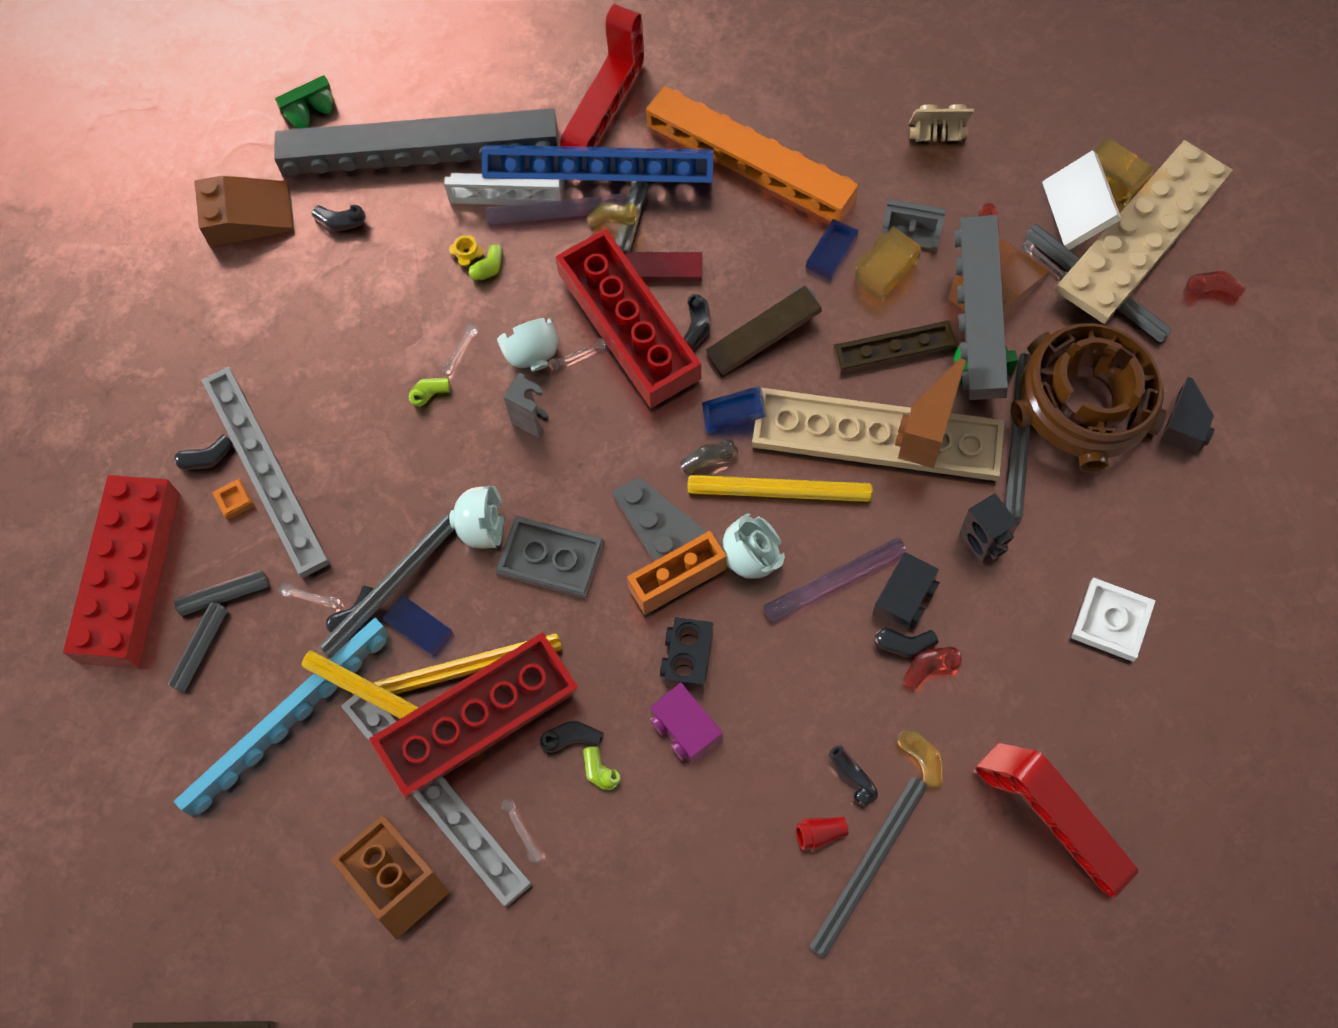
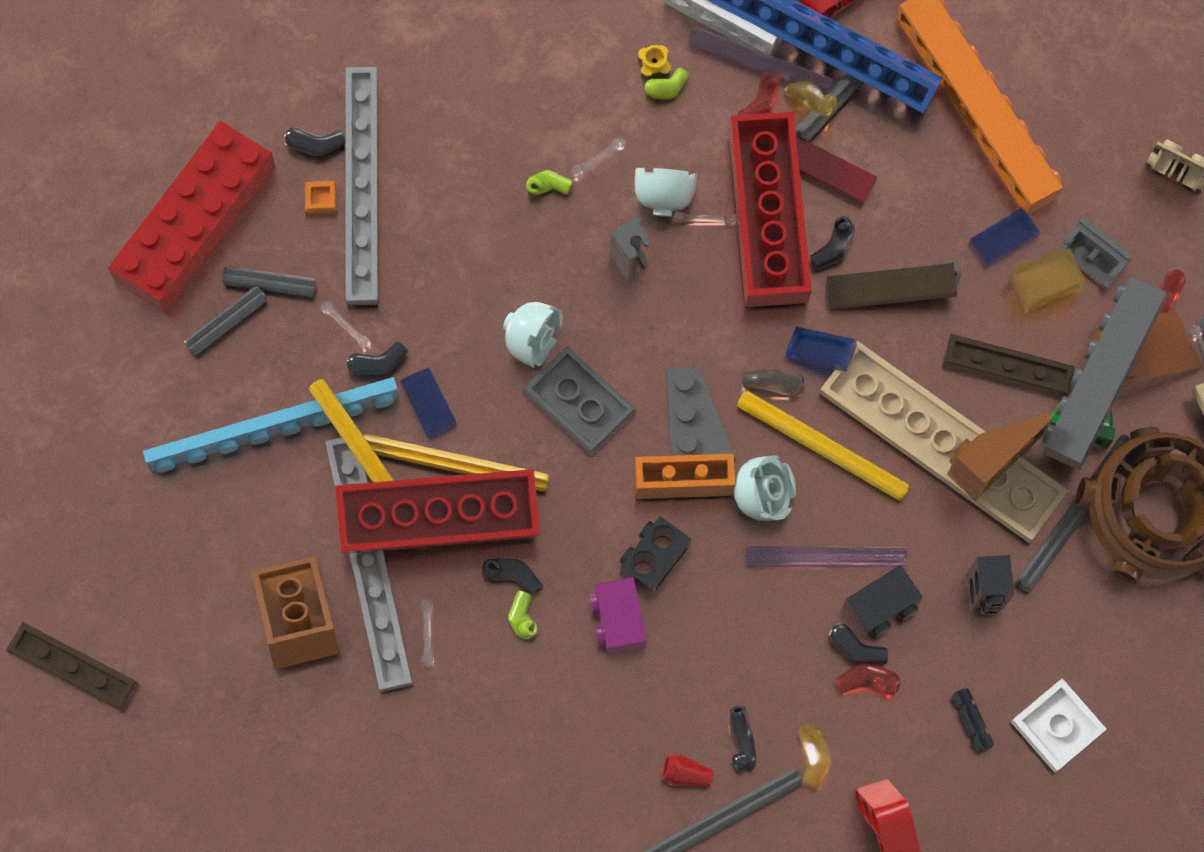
camera: 20 degrees right, 5 degrees up
(386, 587) = (418, 353): dark grey axle -> none
(574, 229) = (766, 96): none -> clear red arm
(1039, 653) = (972, 720): none -> black axle

